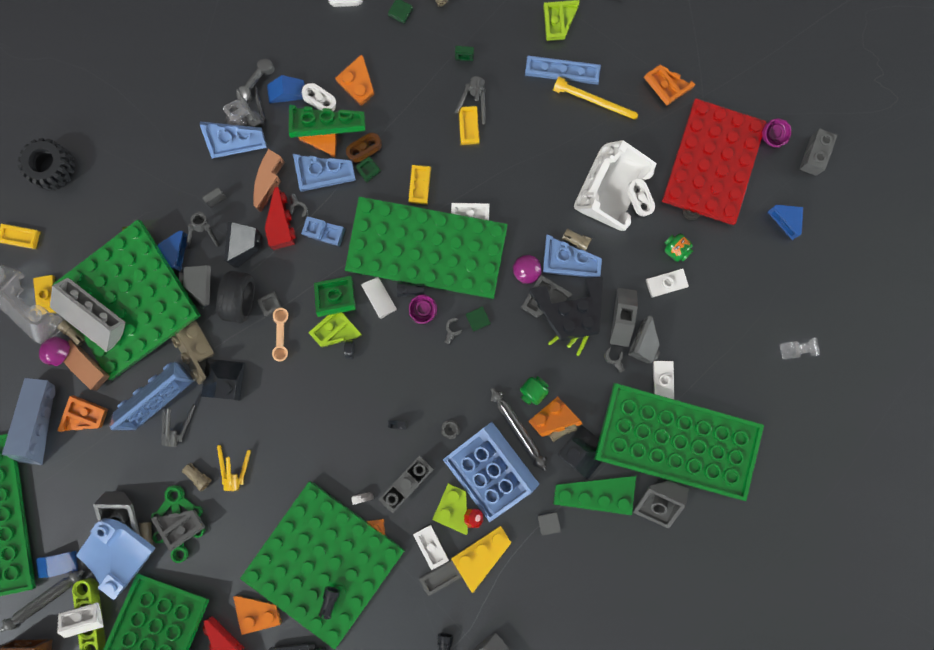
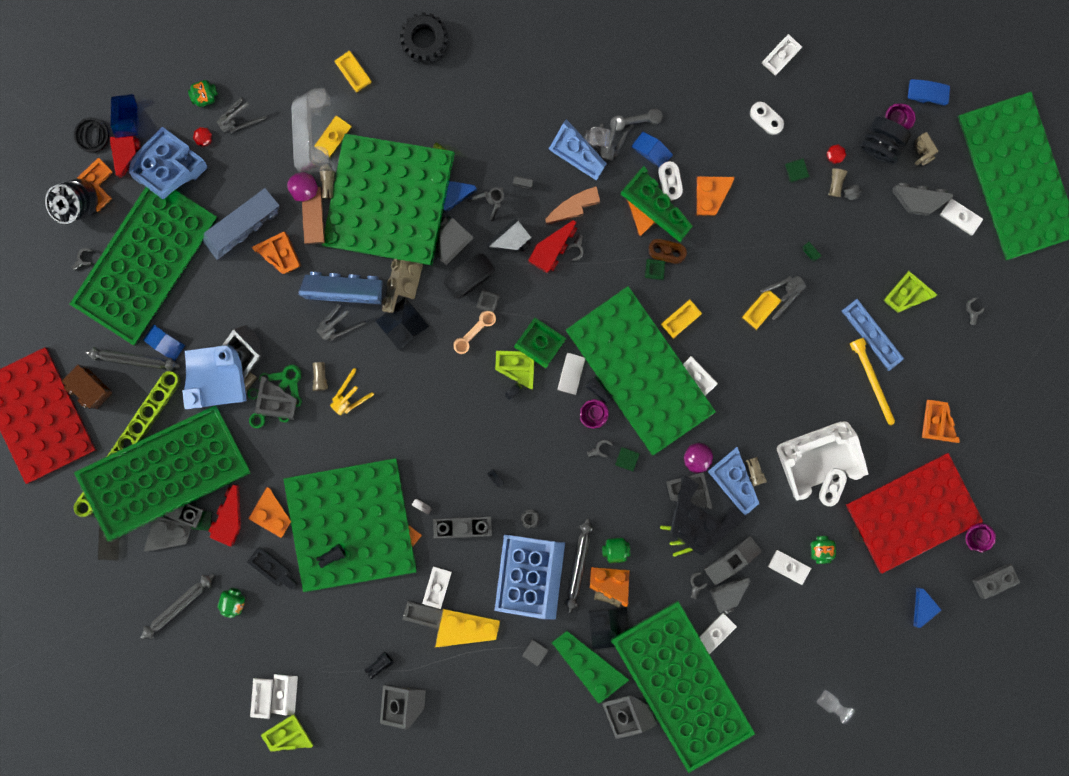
camera: 40 degrees right, 5 degrees up
(80, 620) = (150, 401): white slope -> none
(86, 314) = (352, 185): light grey brick -> none
(322, 172) = (619, 240): medium blue wing -> none
(323, 231) = (577, 285): medium blue slope -> none
(452, 509) = (477, 576): lime wing -> none
(473, 518) = (486, 596): red tile -> none

